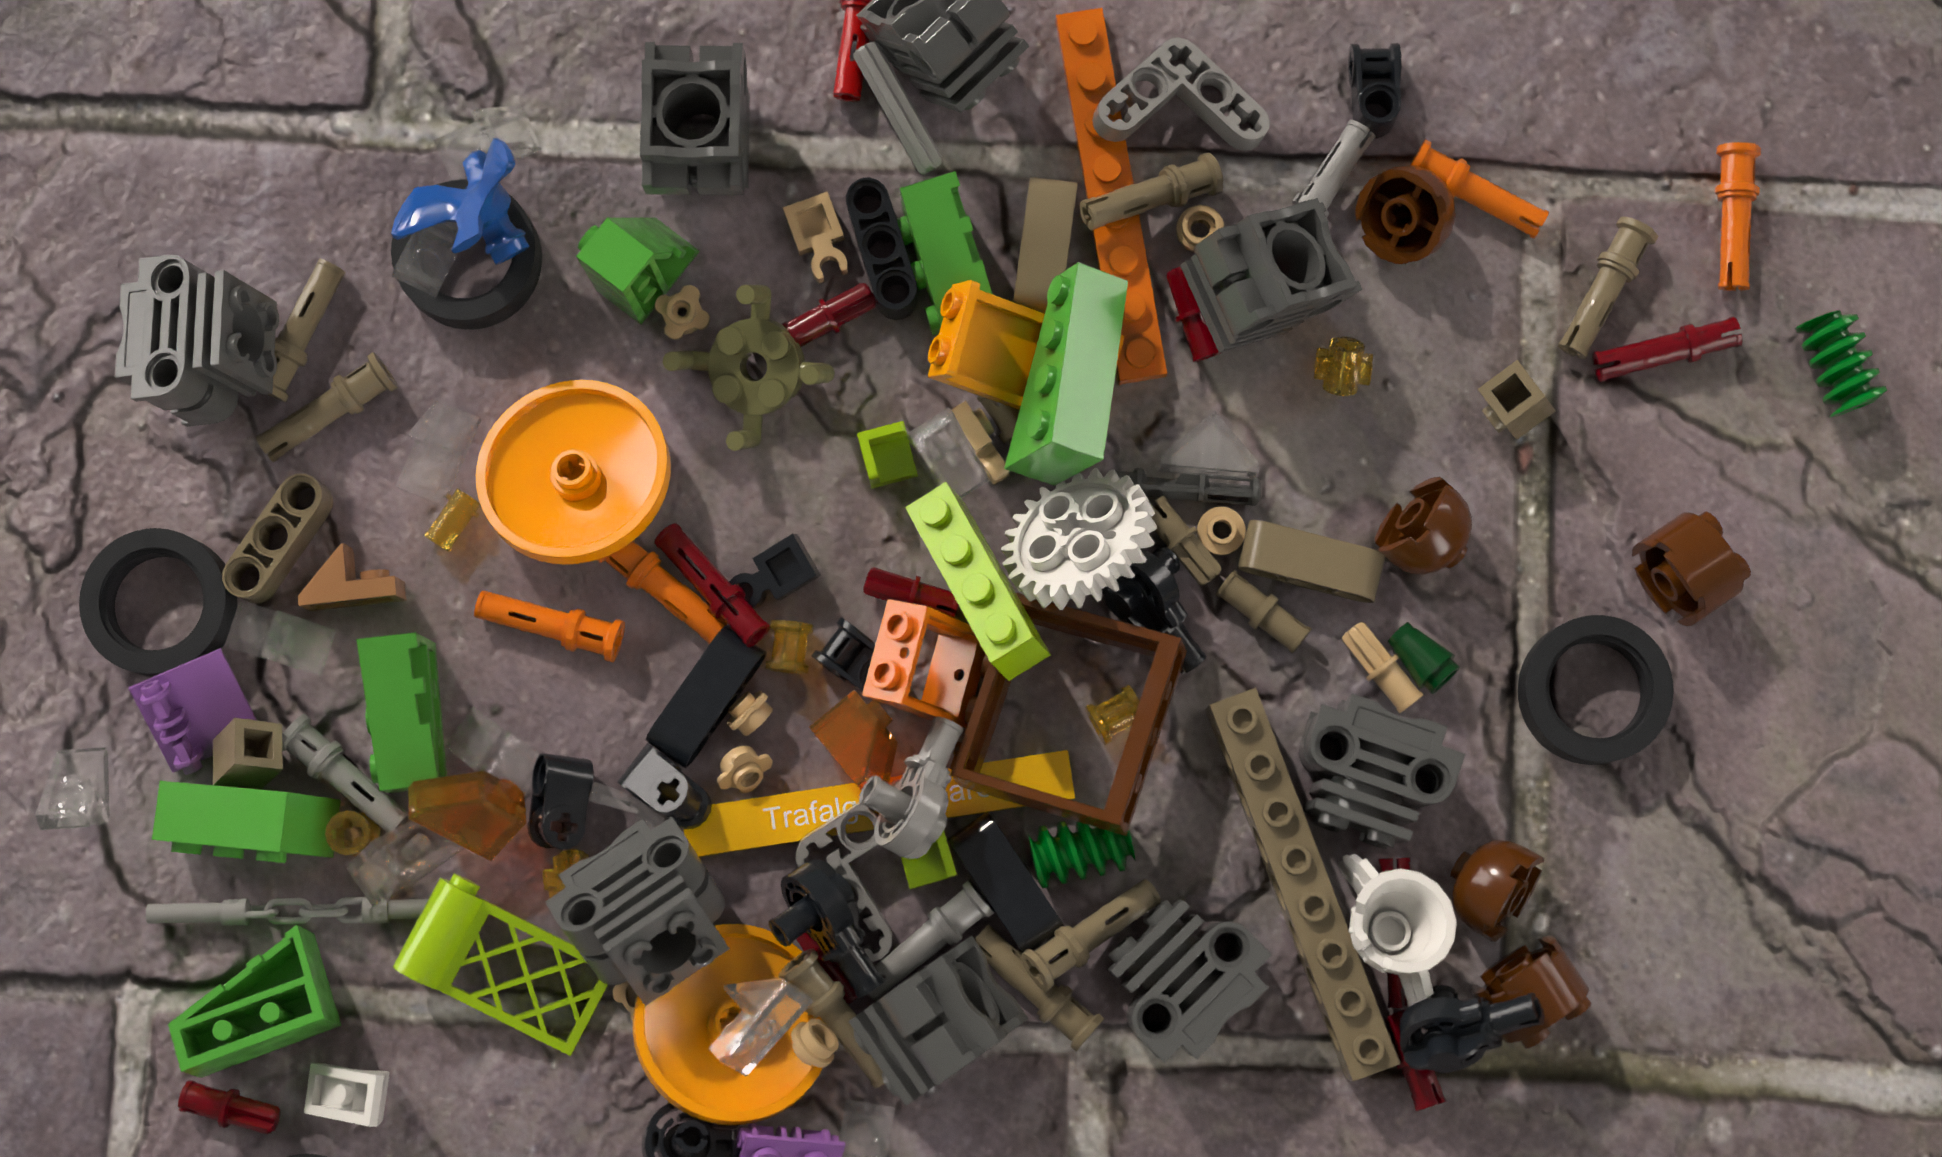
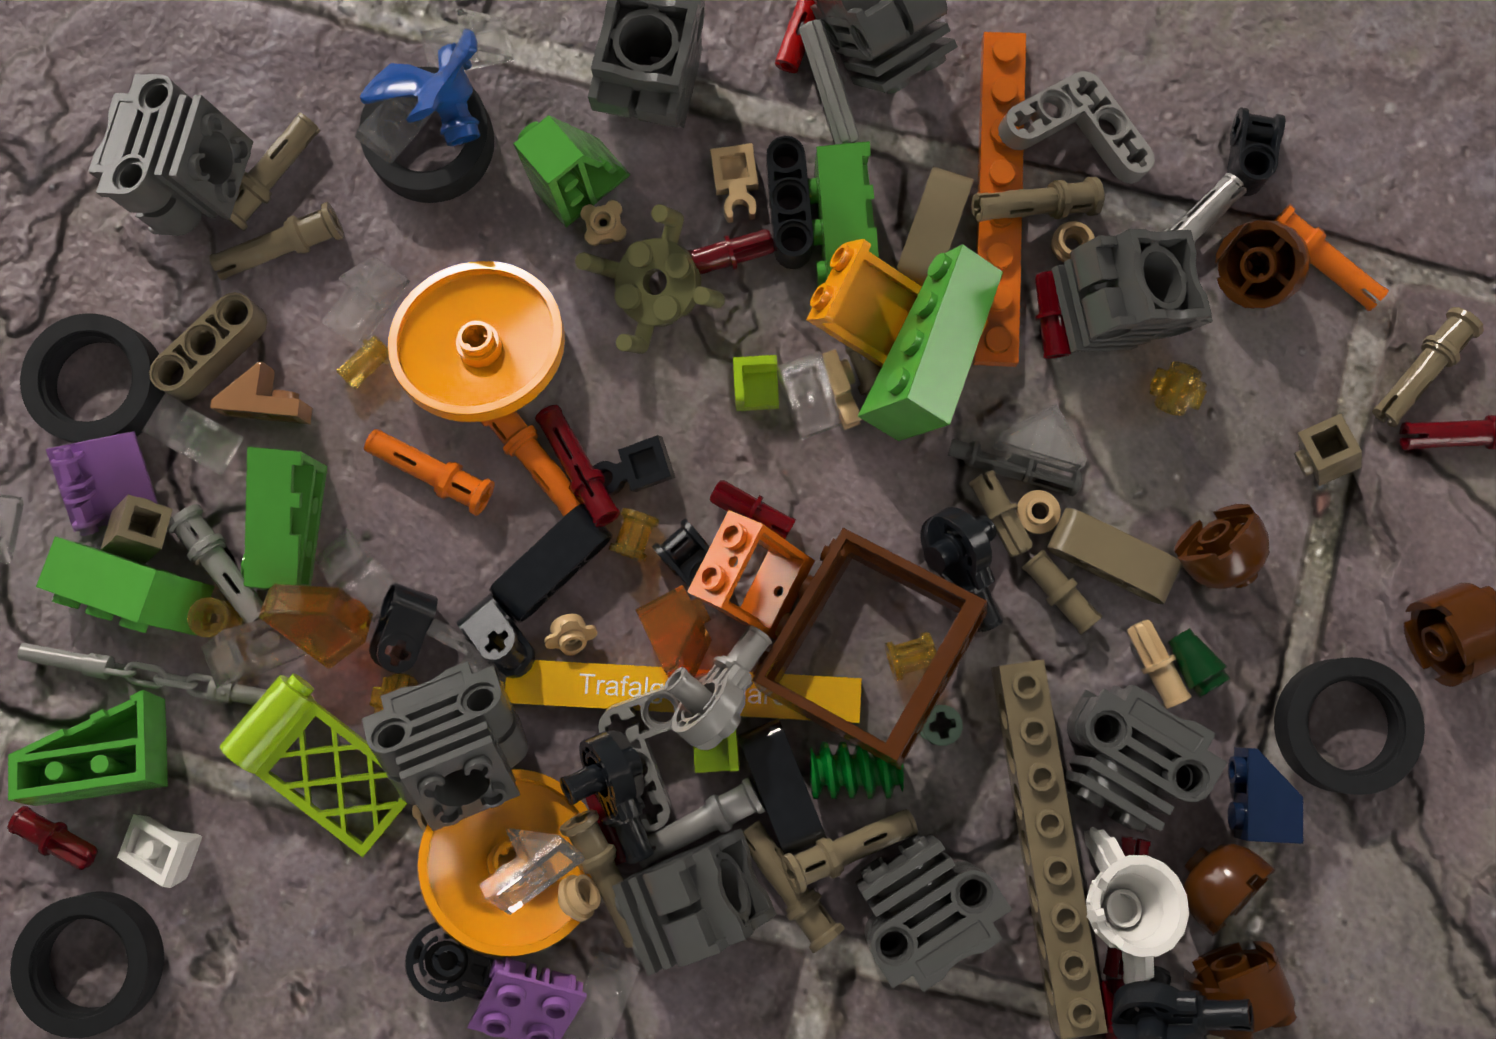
camera: 15 degrees right, 0 degrees up
(749, 712) = (586, 585): tan plate -> none
(977, 582) = (813, 512): lime brick -> none
(1079, 539) = (912, 492): white gear -> none
(1175, 788) = (951, 733): none -> sand green bush
(1522, 789) = (1264, 800): none -> dark blue slope

